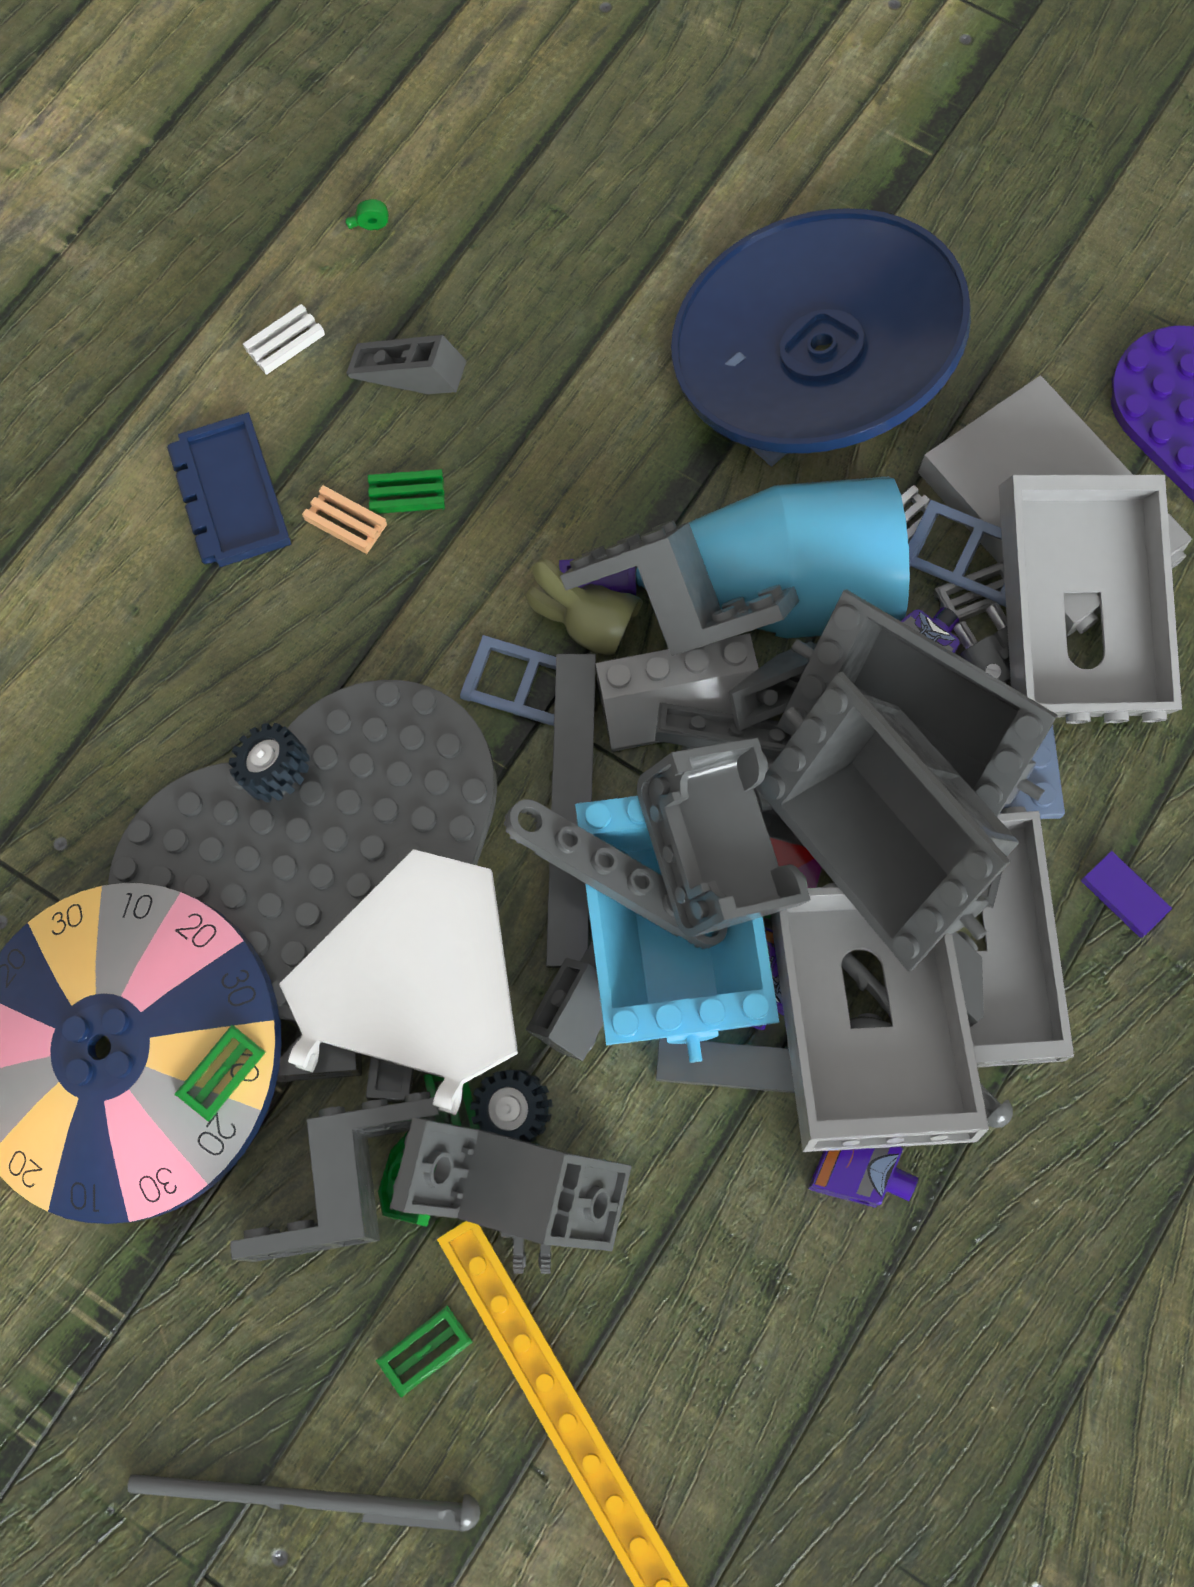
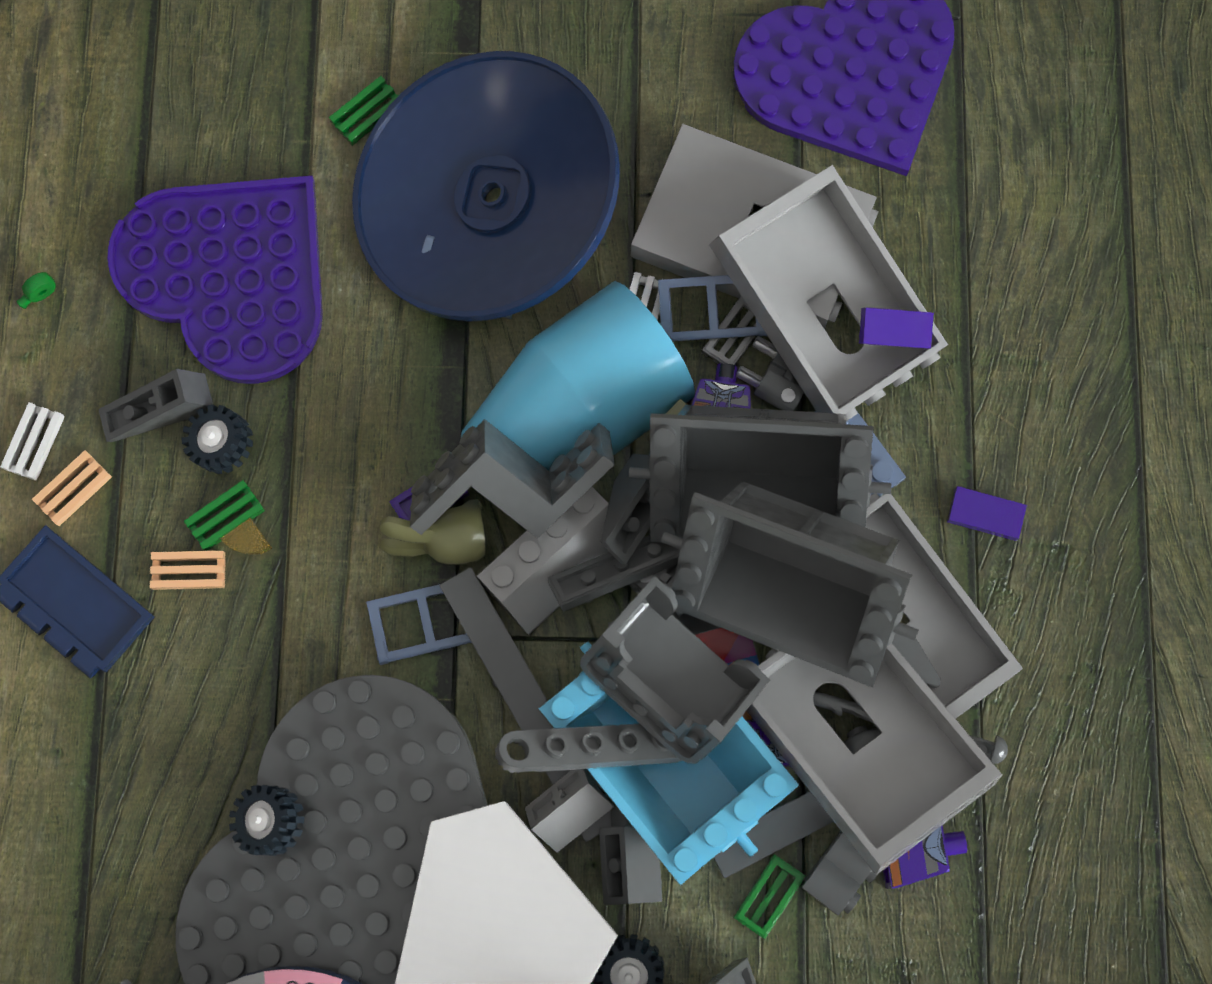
camera: 35 degrees left, 5 degrees up
(291, 390) = (64, 477): none -> light nougat tile
(413, 522) = (247, 539): none -> clear yellow tile
(441, 421) = (217, 439): none -> black wheel
(543, 289) = (230, 268): none -> dark purple plate
(548, 922) = (567, 808): none -> light grey hinge
(721, 1109) = (752, 922): none -> green tile
(748, 214) = (358, 101): none -> green tile
(768, 1144) = (838, 876): none -> dark grey brick
(1138, 661) = (896, 328): none -> dark purple tile

